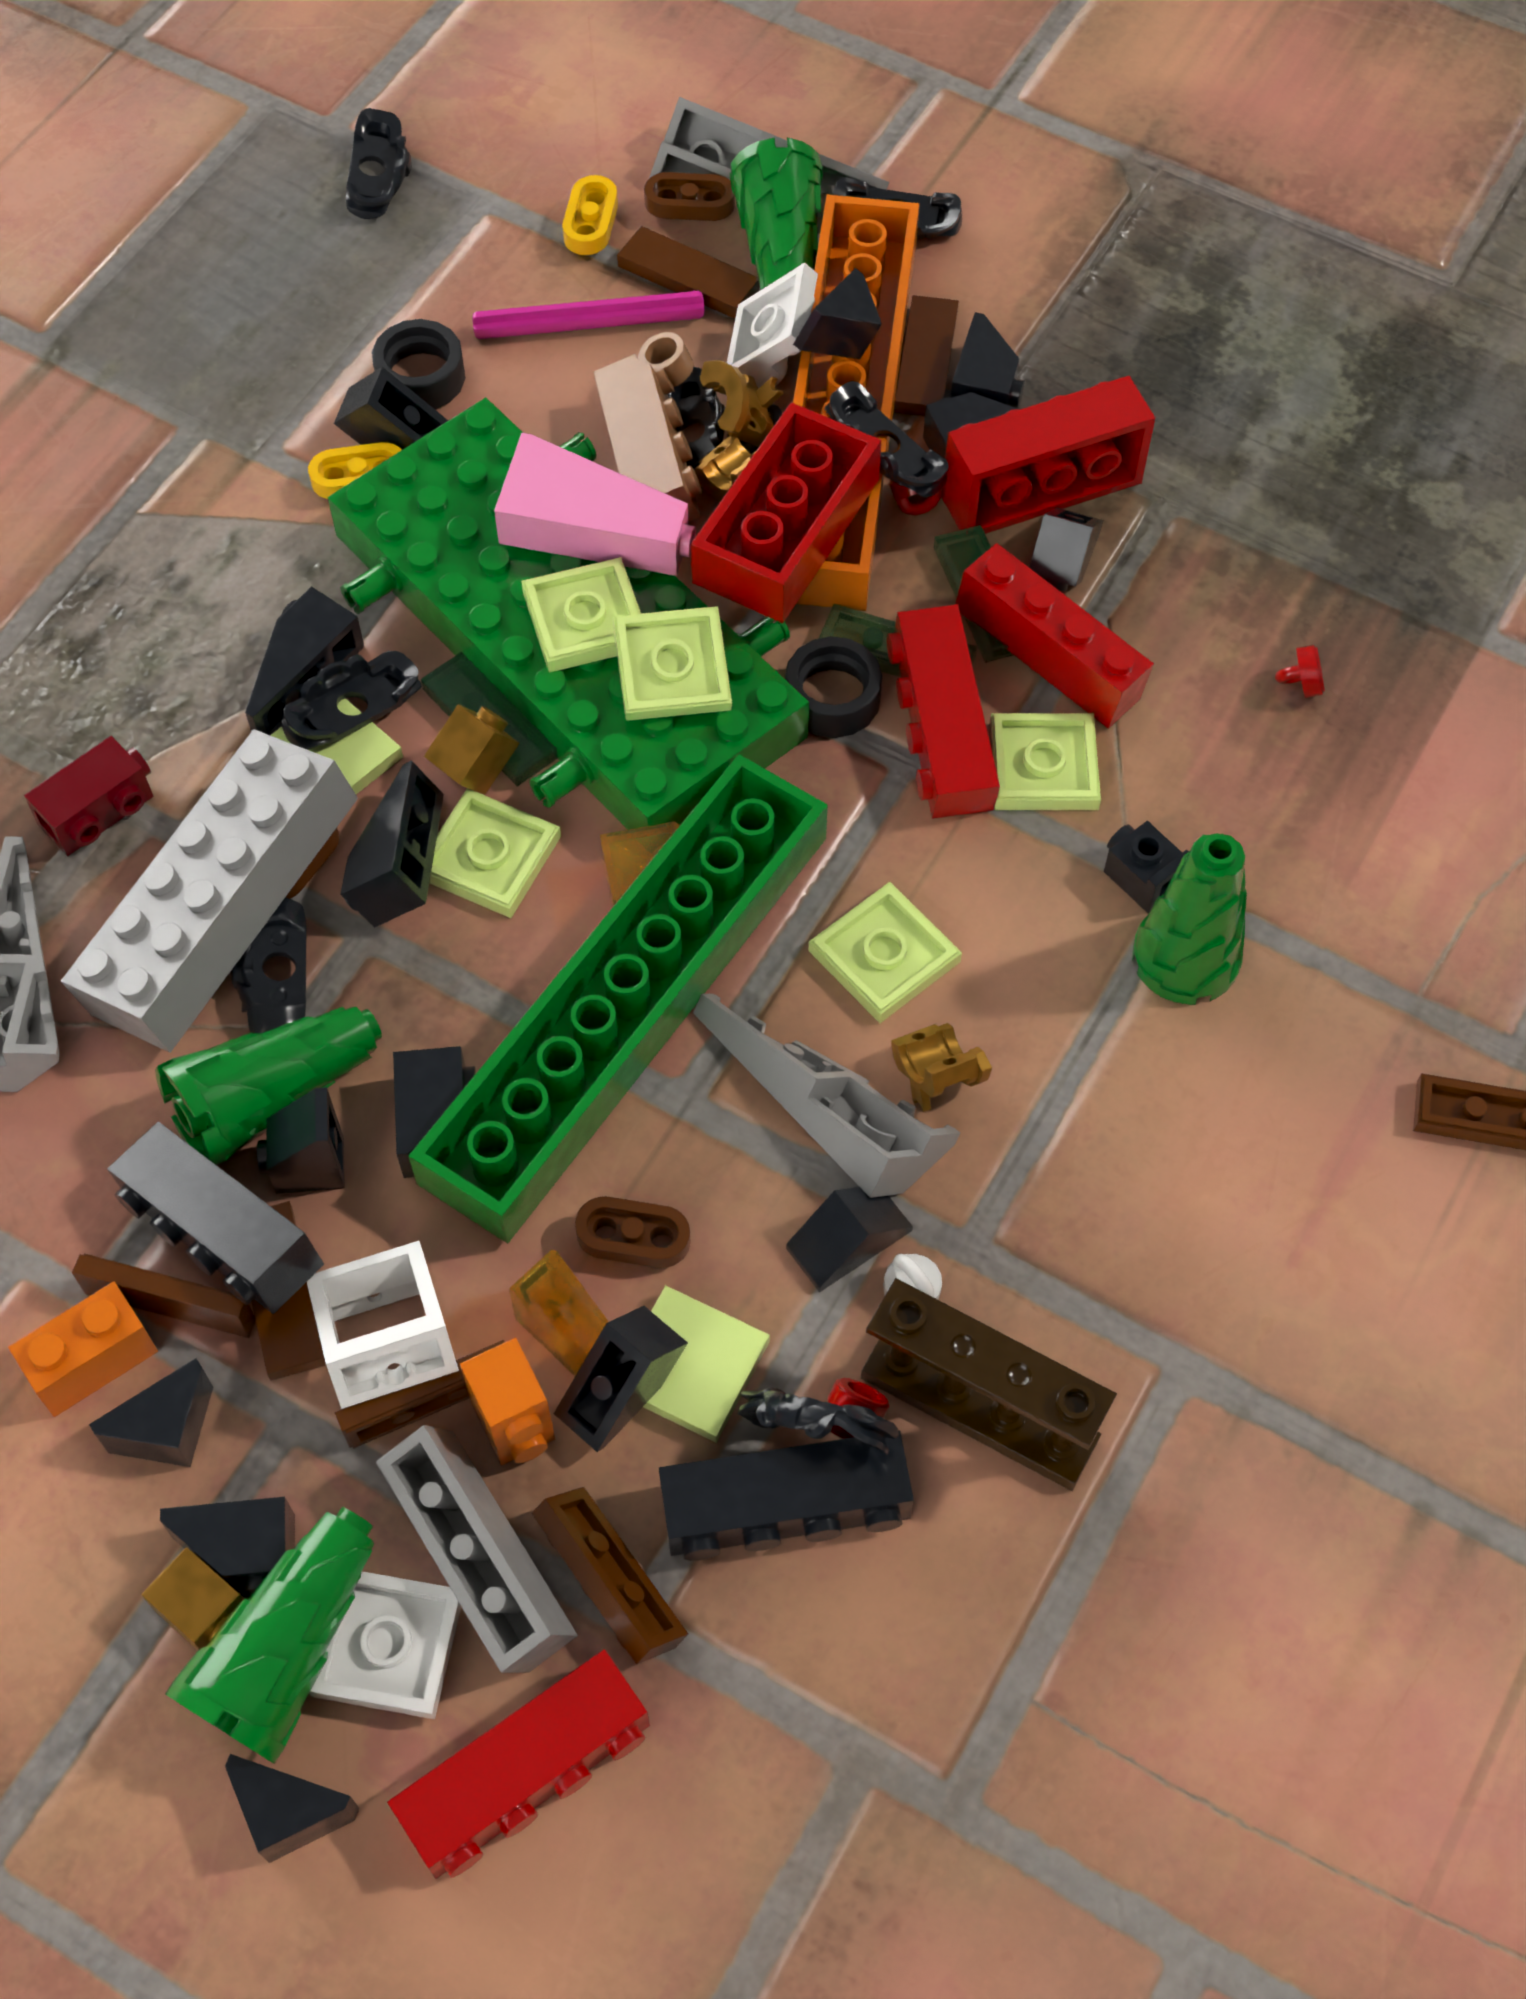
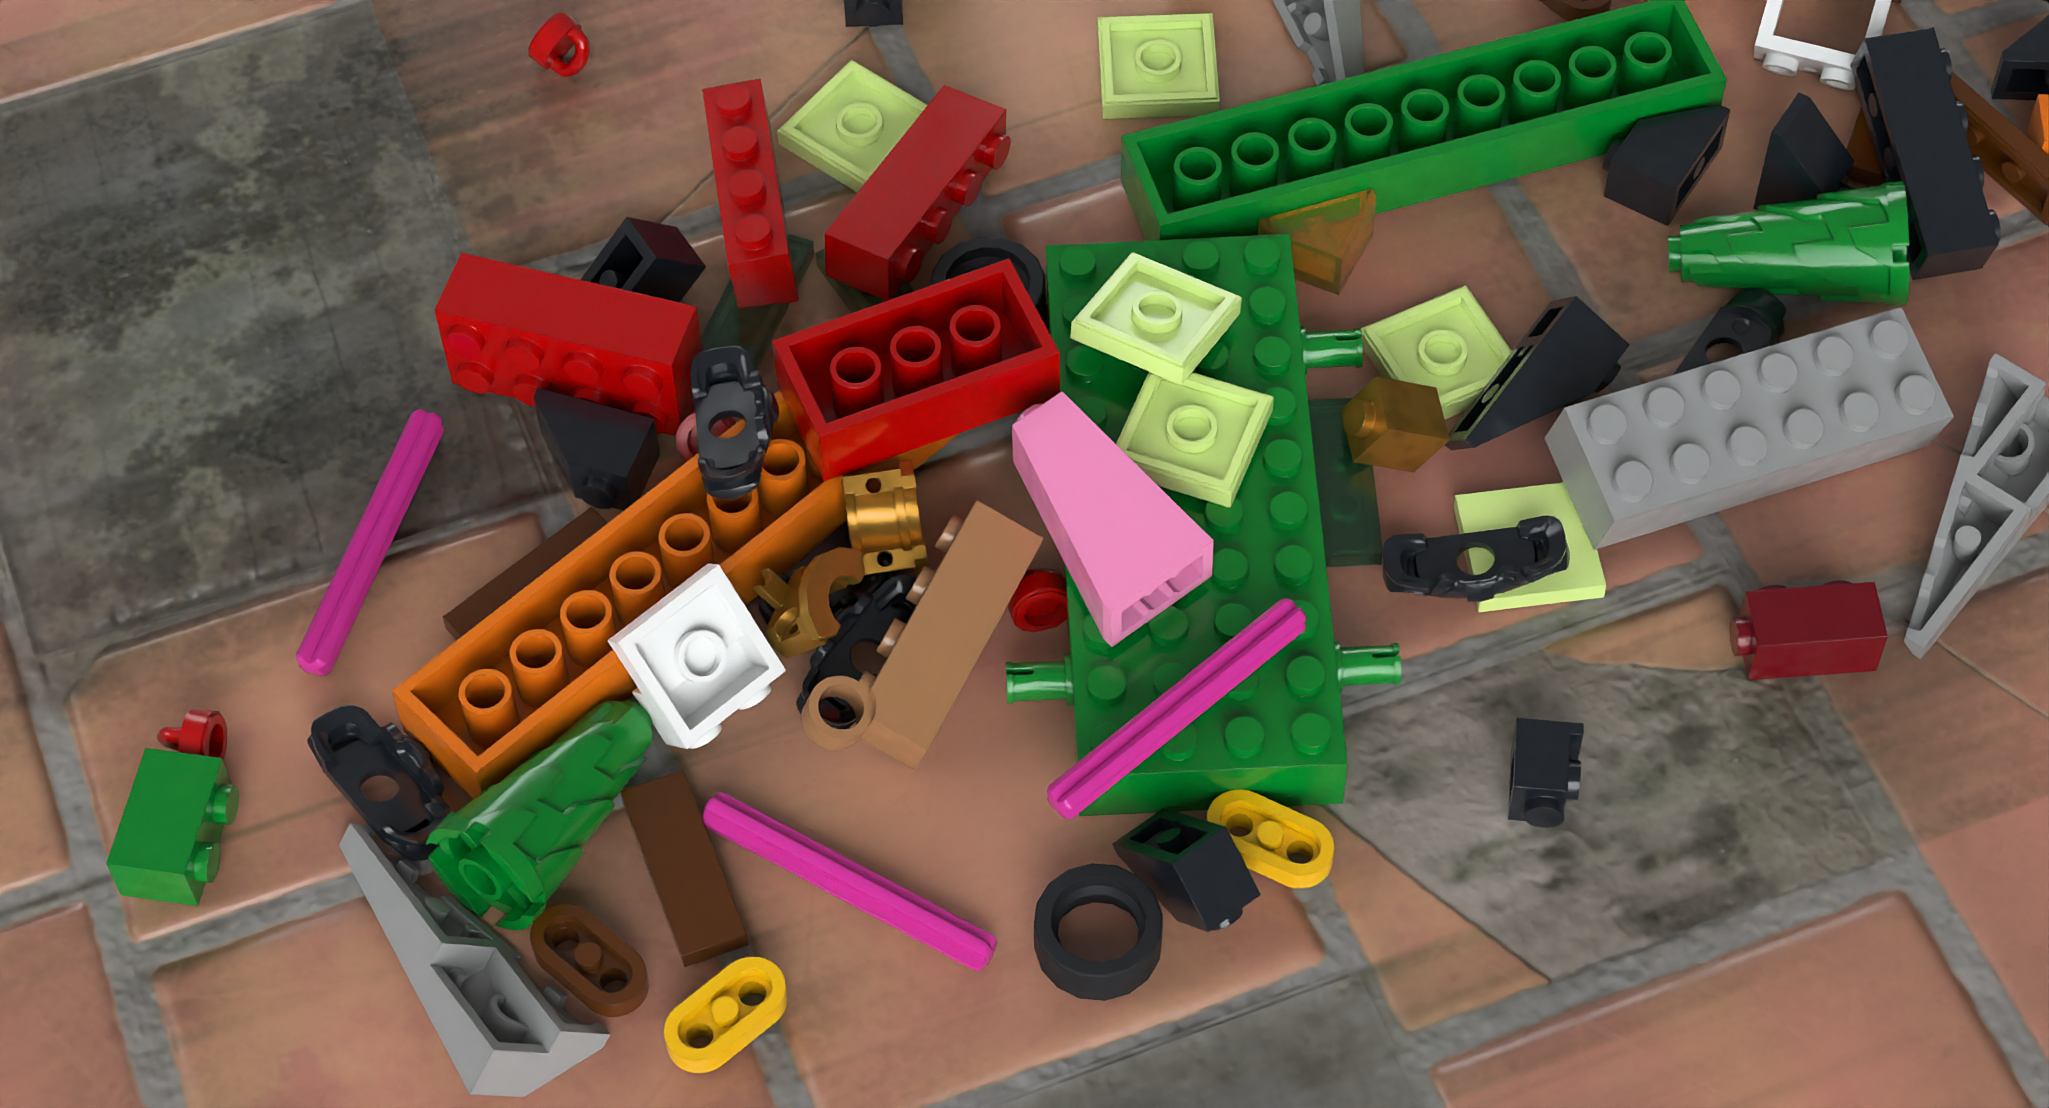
camera: 140 degrees left, 5 degrees down
(213, 601) = (1544, 770): none -> black brick
(303, 642) = (1488, 646): black slope -> none
(448, 446) = (1175, 708): none -> dark pink axle
(842, 321) = (646, 554): black slope -> none
(977, 121) = (173, 827): none -> green brick
(988, 365) = (514, 508): black slope -> none
(1014, 163) = (201, 734): none -> red tile
(1046, 312) = (369, 543): none -> dark pink axle

